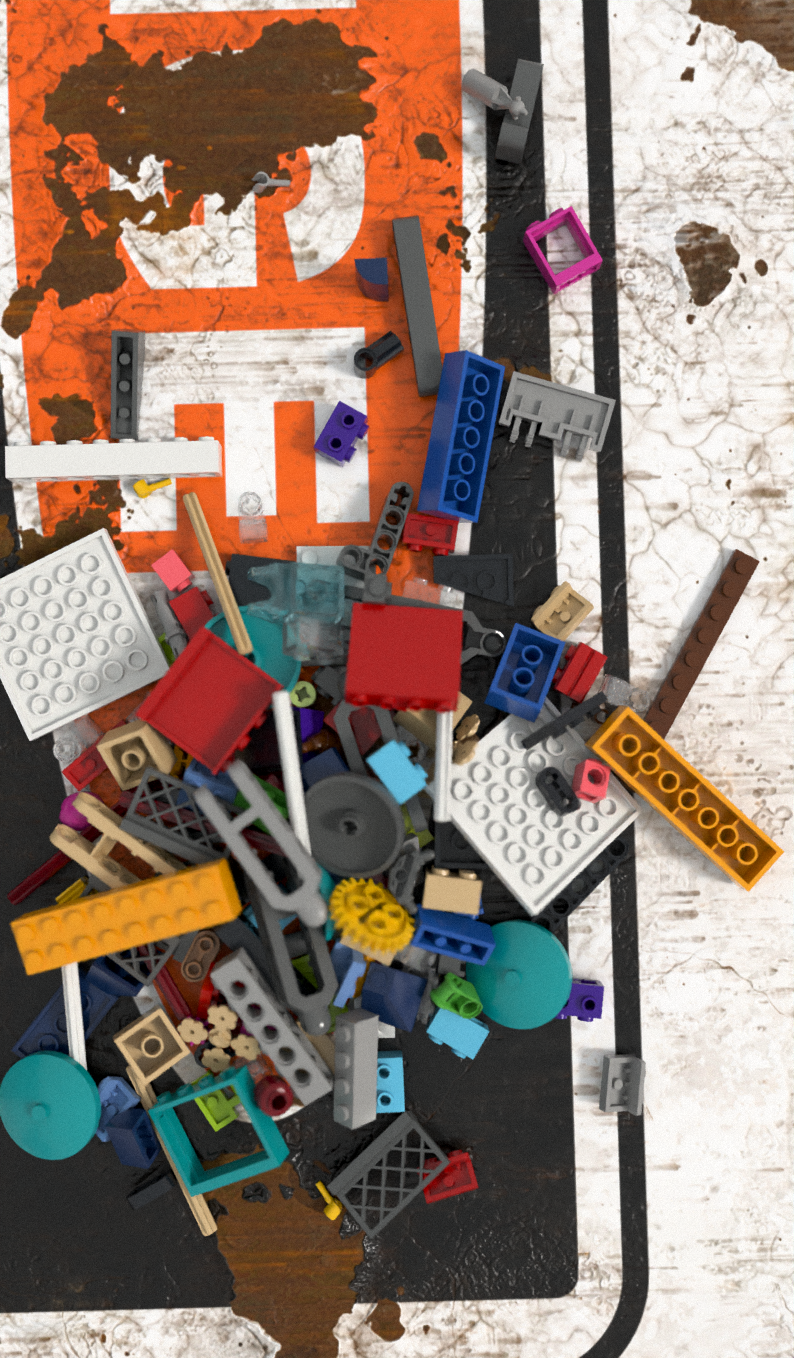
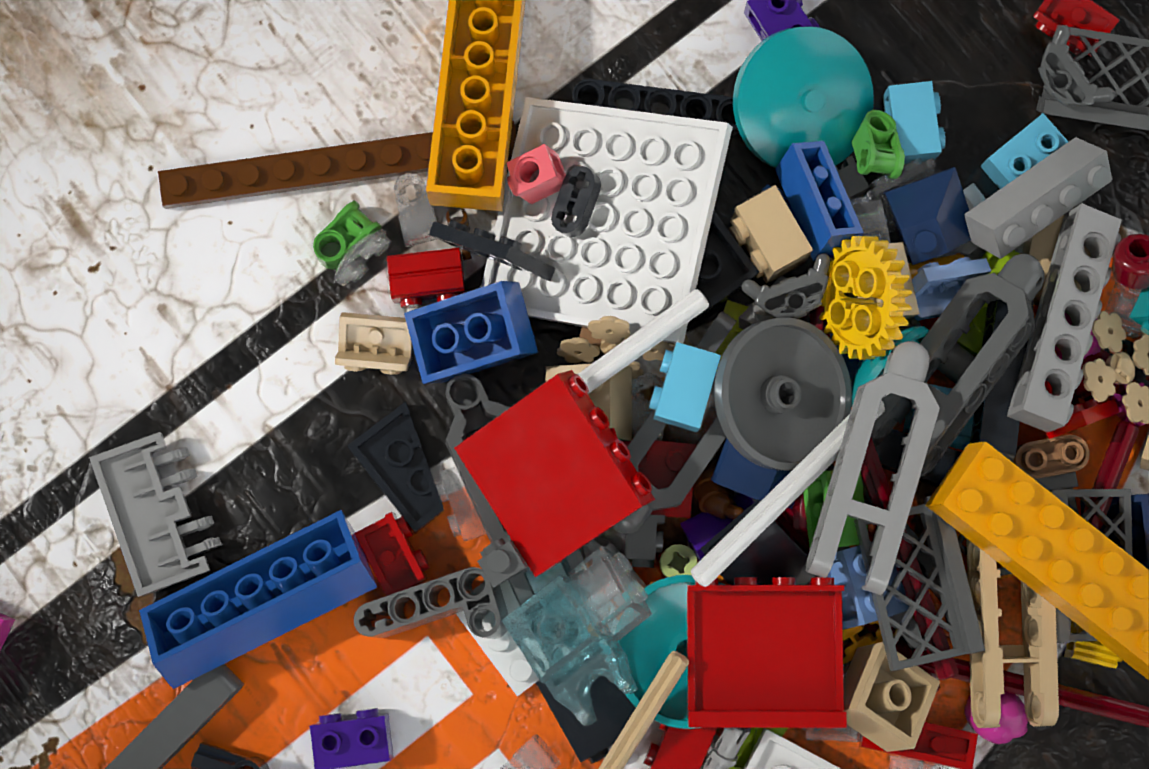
camera: 125 degrees left, 5 degrees down
(414, 1141) = (1066, 77): none -> dark grey piece
(617, 634) = (354, 261): none -> clear dish
(638, 644) = (344, 232): none -> bright green piece

